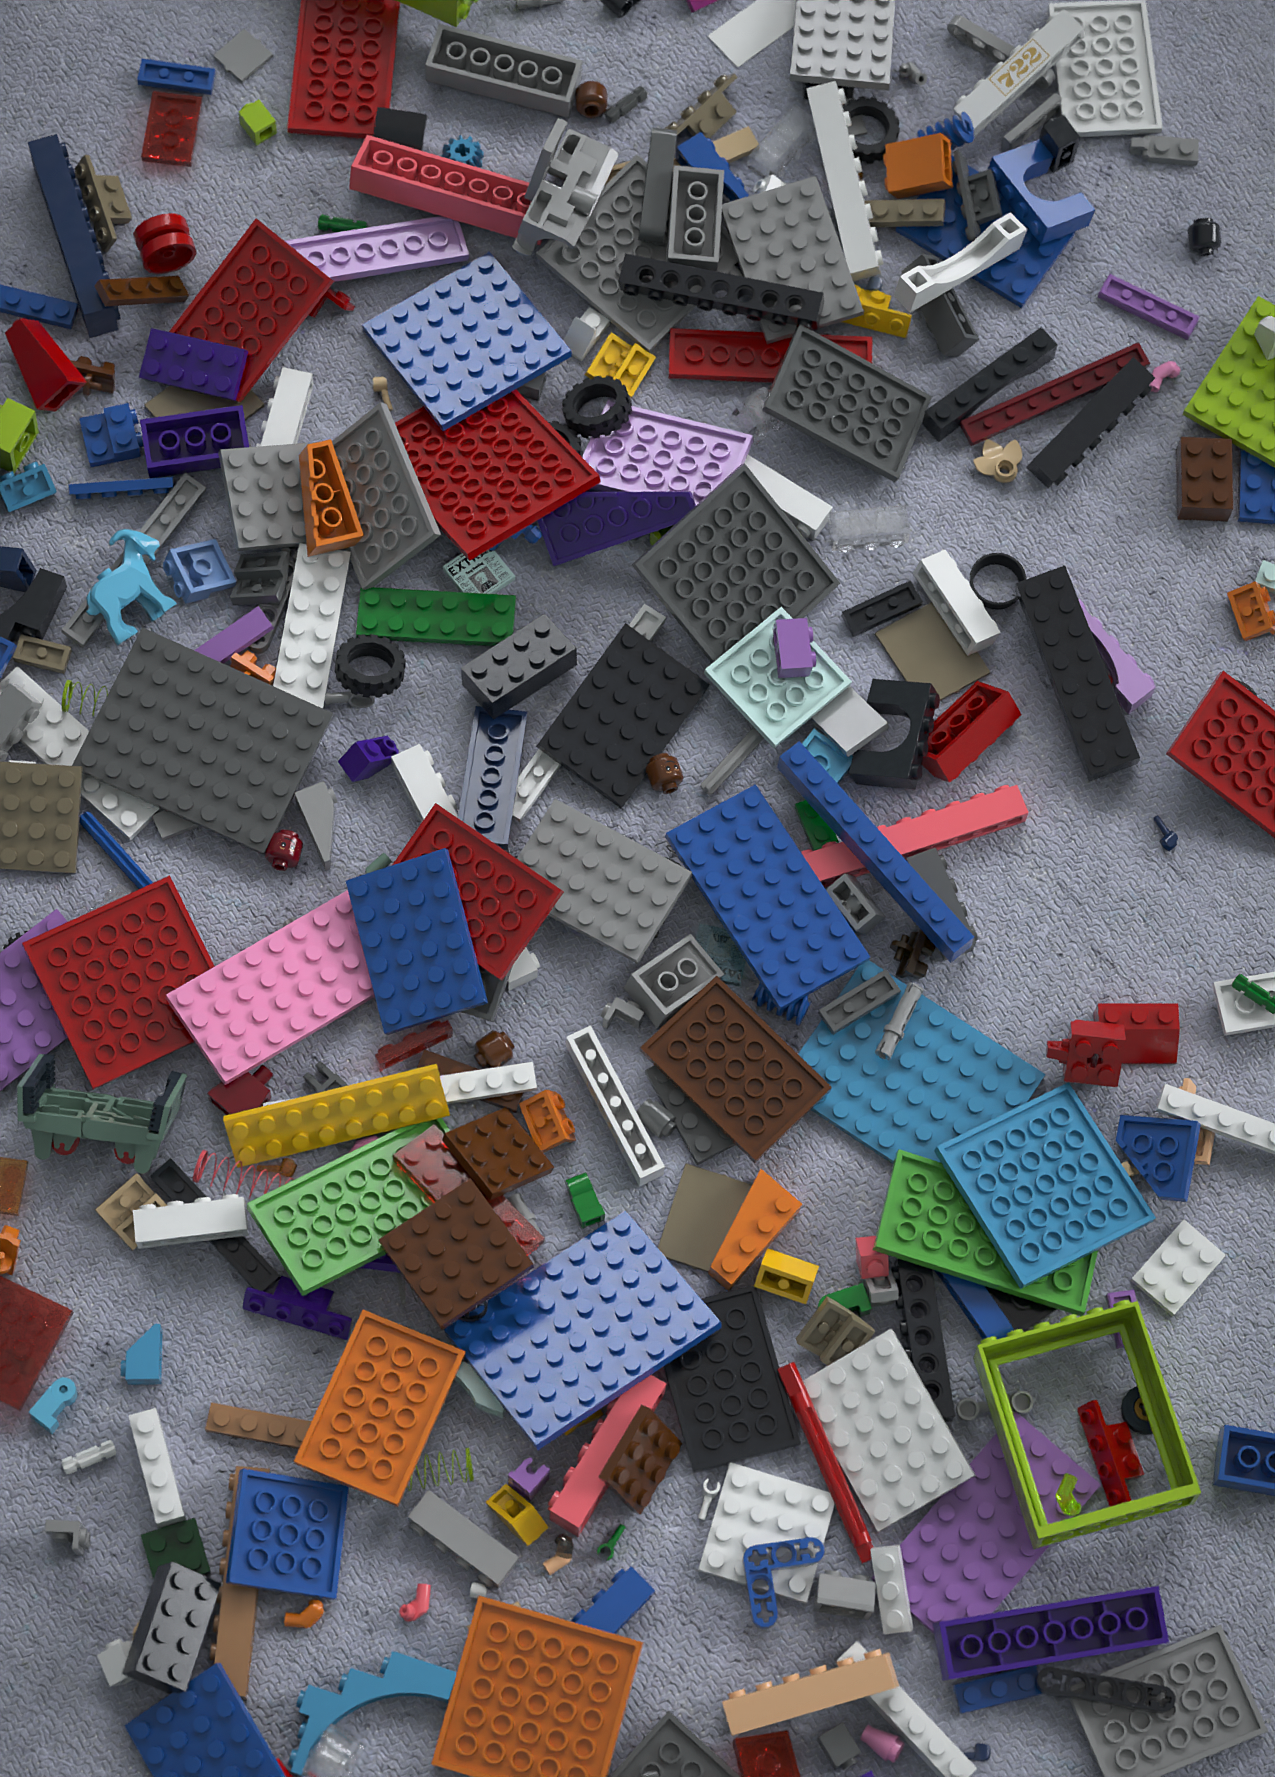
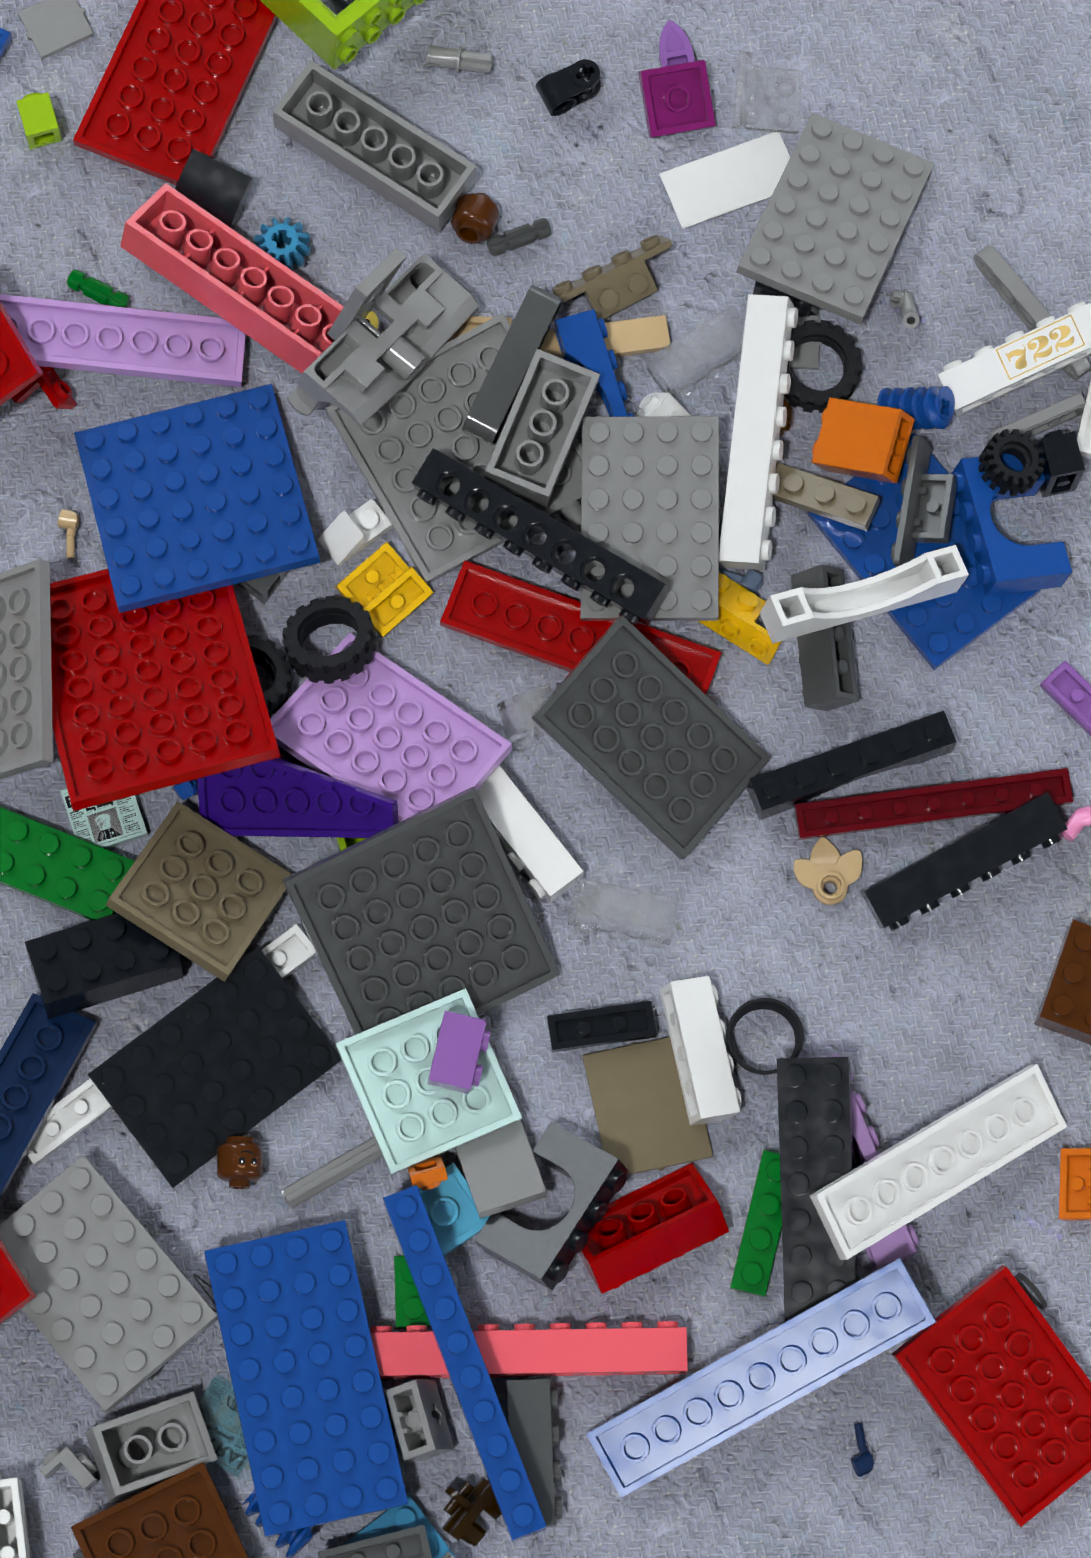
camera: 20 degrees right, 5 degrees up
(571, 598) = (199, 891): none -> dark tan plate
(802, 734) = (428, 1173): none -> orange plate
(1022, 157) = (1021, 449): none -> black tyre
(1041, 708) = (760, 1230): none -> green plate
(1081, 798) = (761, 1377): none -> plate
(1149, 620) = (938, 1162): none -> white plate

